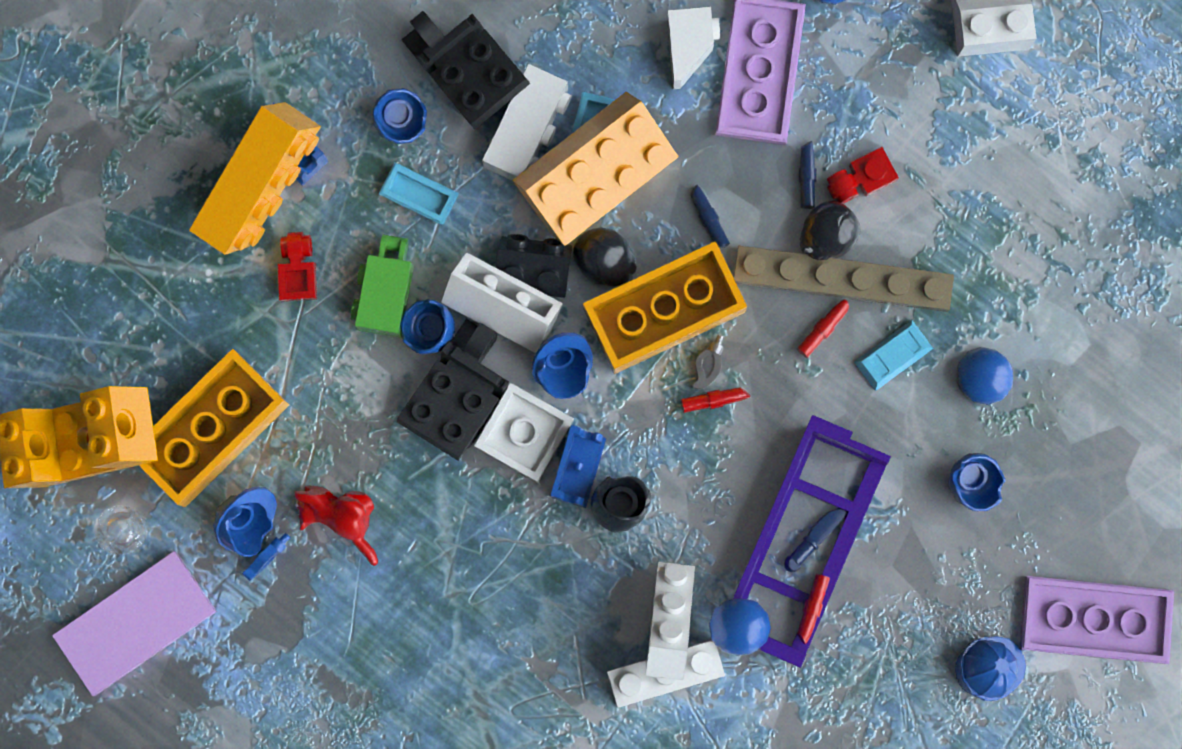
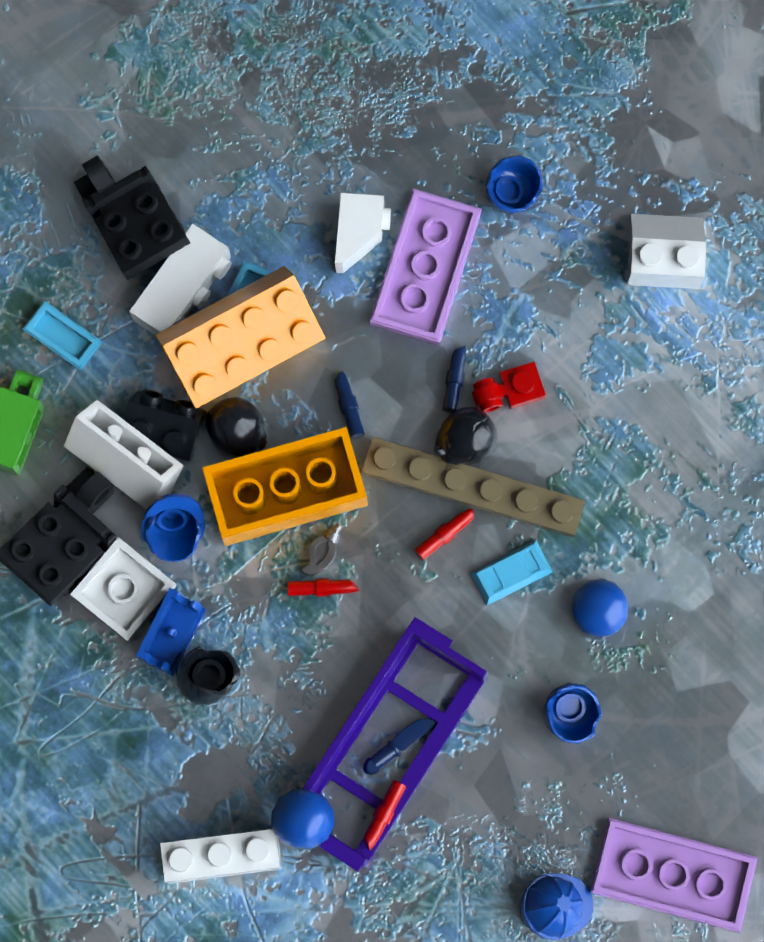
camera: 10 degrees right, 5 degrees down
(399, 116) = (56, 255): blue hair -> none
(427, 326) = (45, 468): blue hair -> none
(670, 621) = (232, 801): white brick -> none

